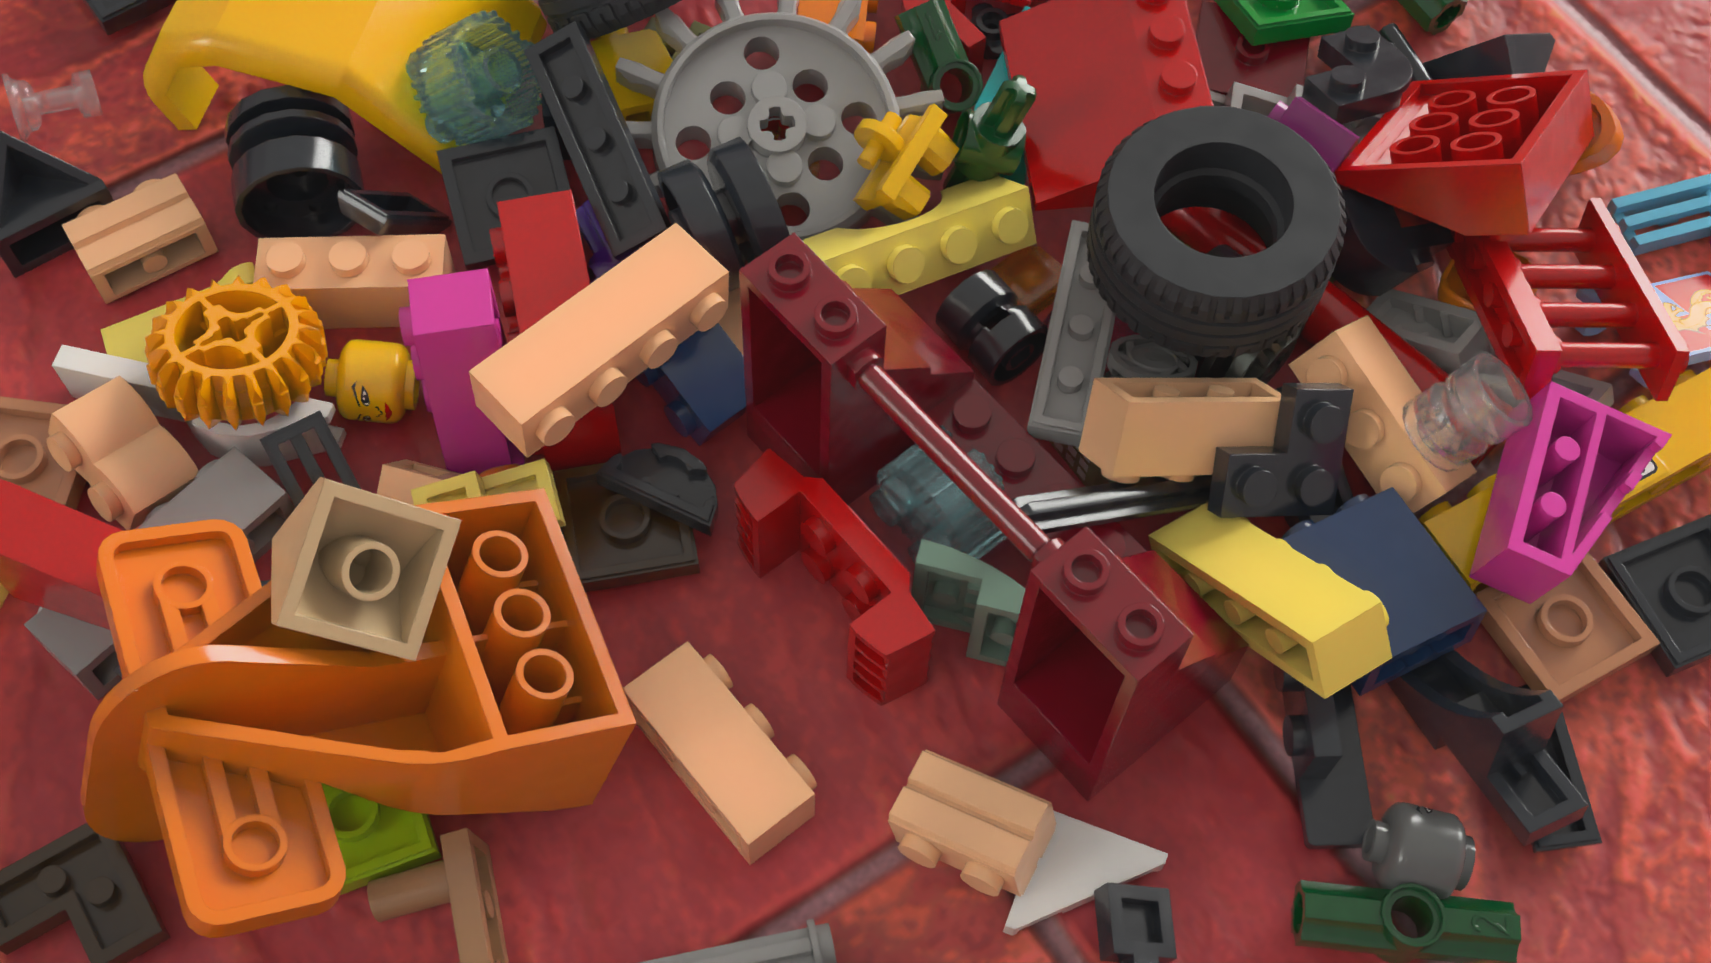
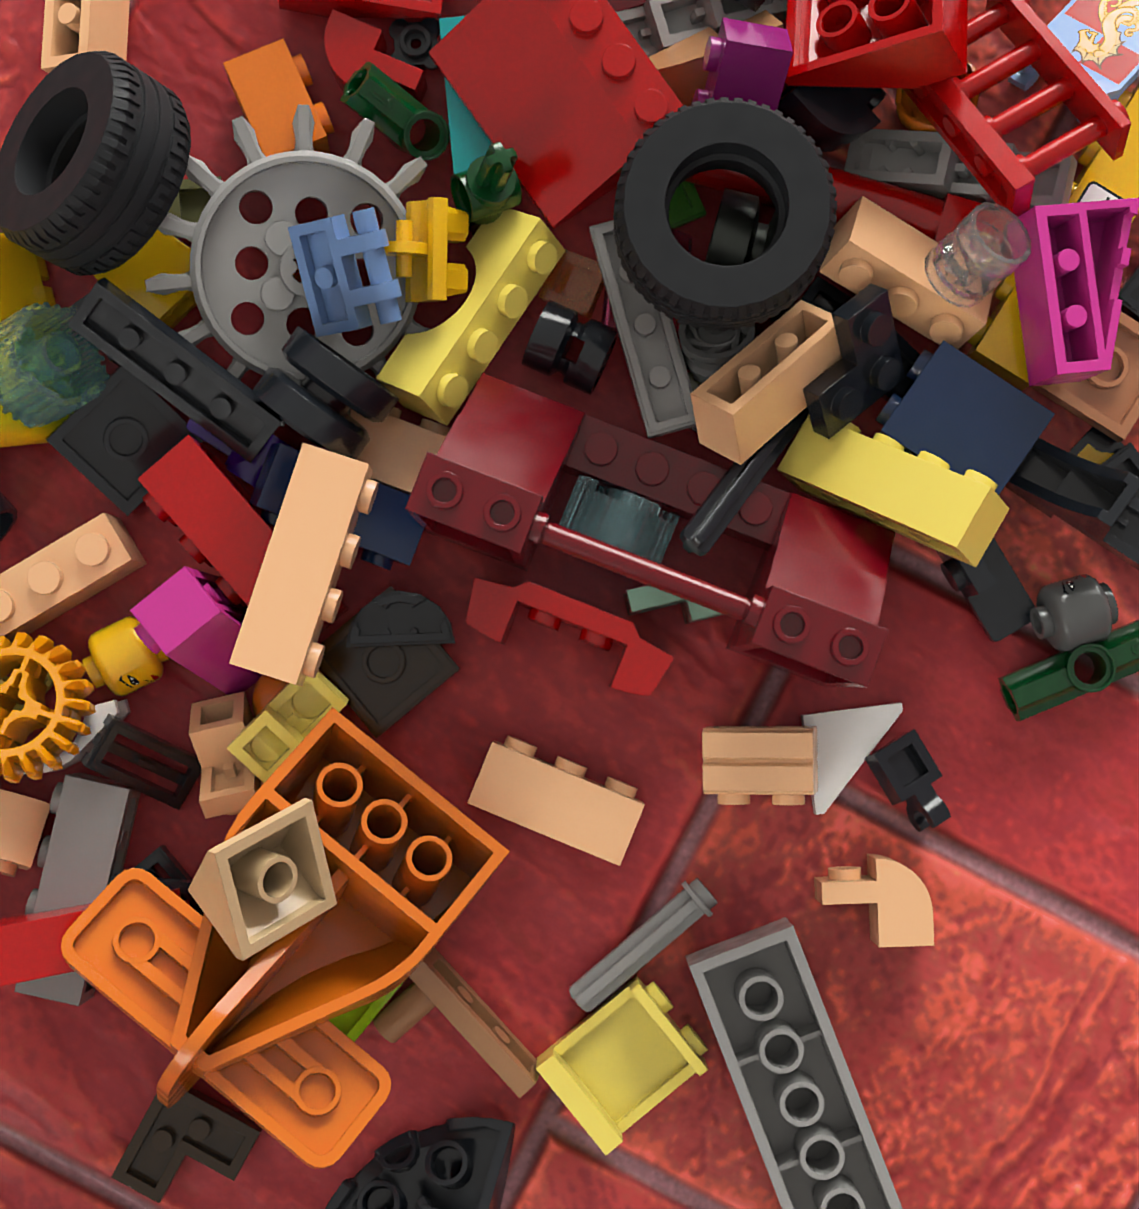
camera: 25 degrees left, 25 degrees up
(391, 212) = (43, 507): black tile -> none
(797, 124) = (332, 277): none -> medium blue plate

